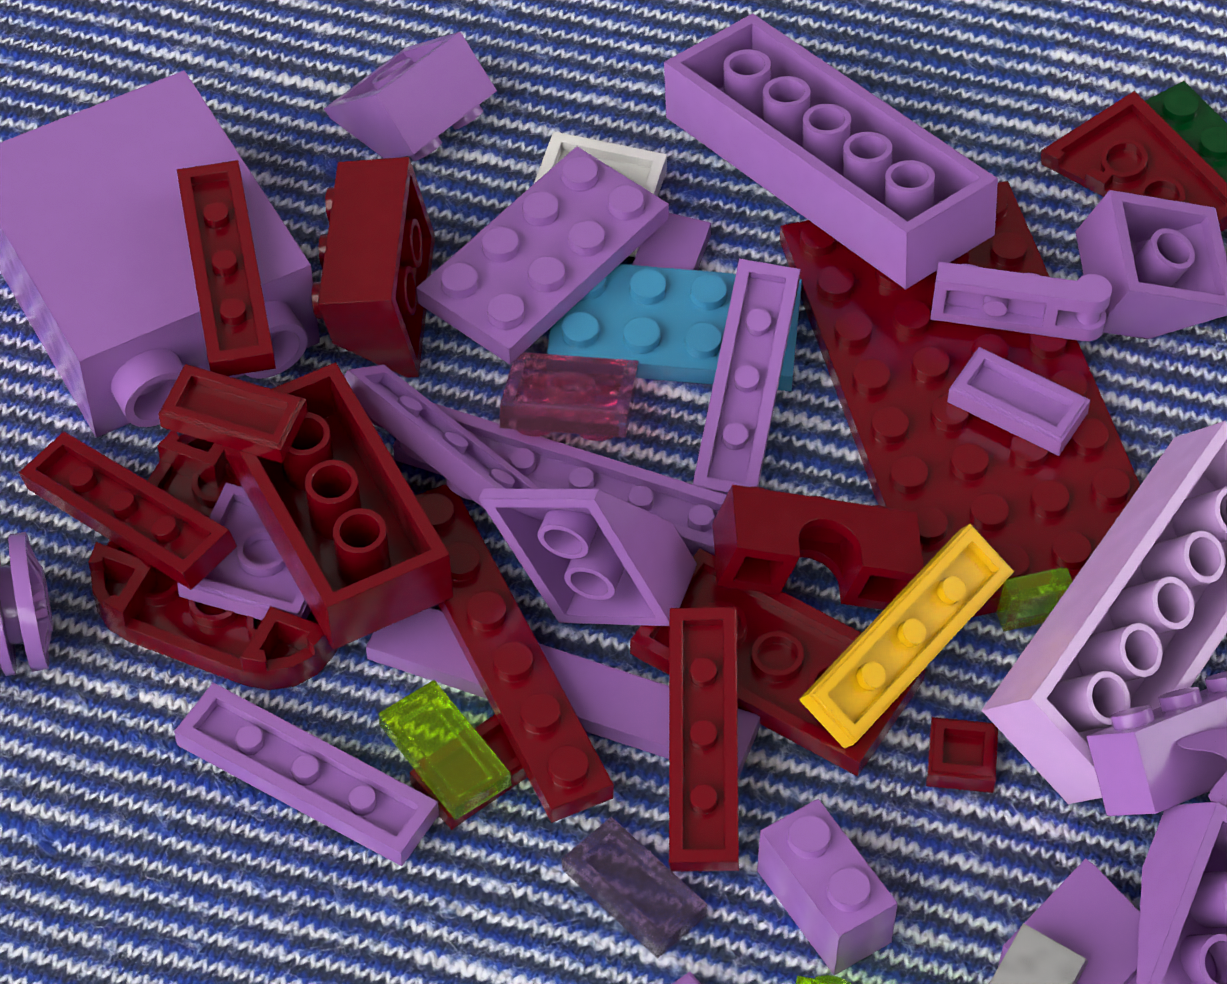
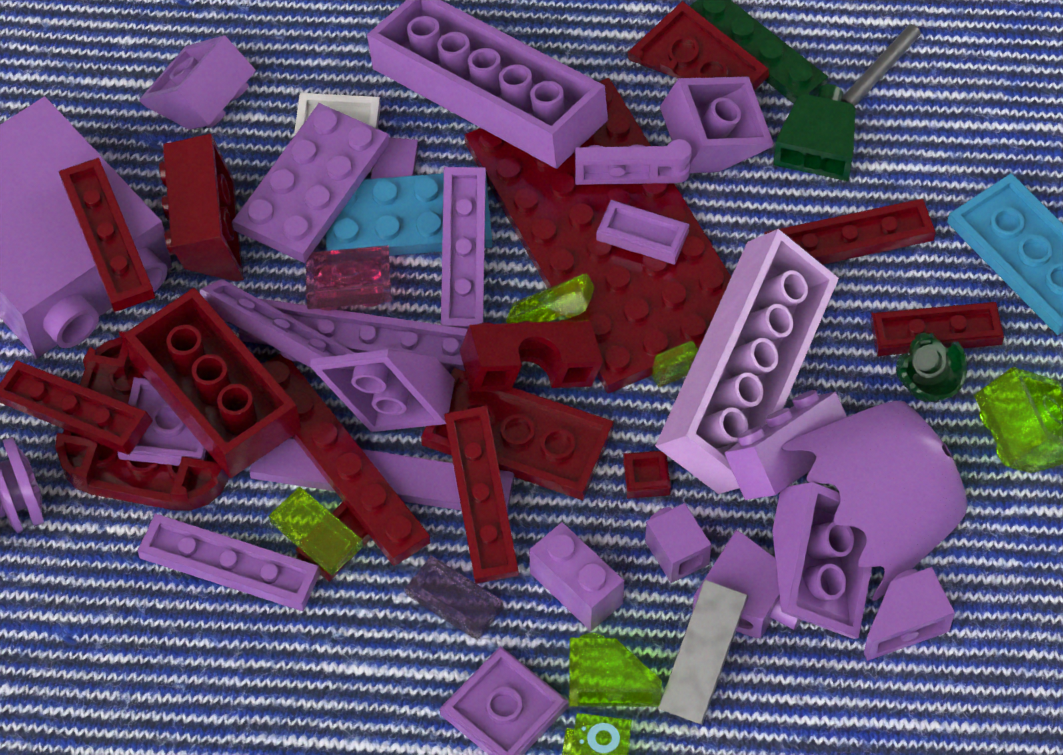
camera: 10 degrees left, 5 degrees up
(233, 413) = (134, 334): dark red tile -> none
(884, 475) = (563, 299): none -> clear neon green plate
(906, 636) = (598, 404): yellow tile -> none
(991, 863) = (677, 542): none -> medium lavender brick

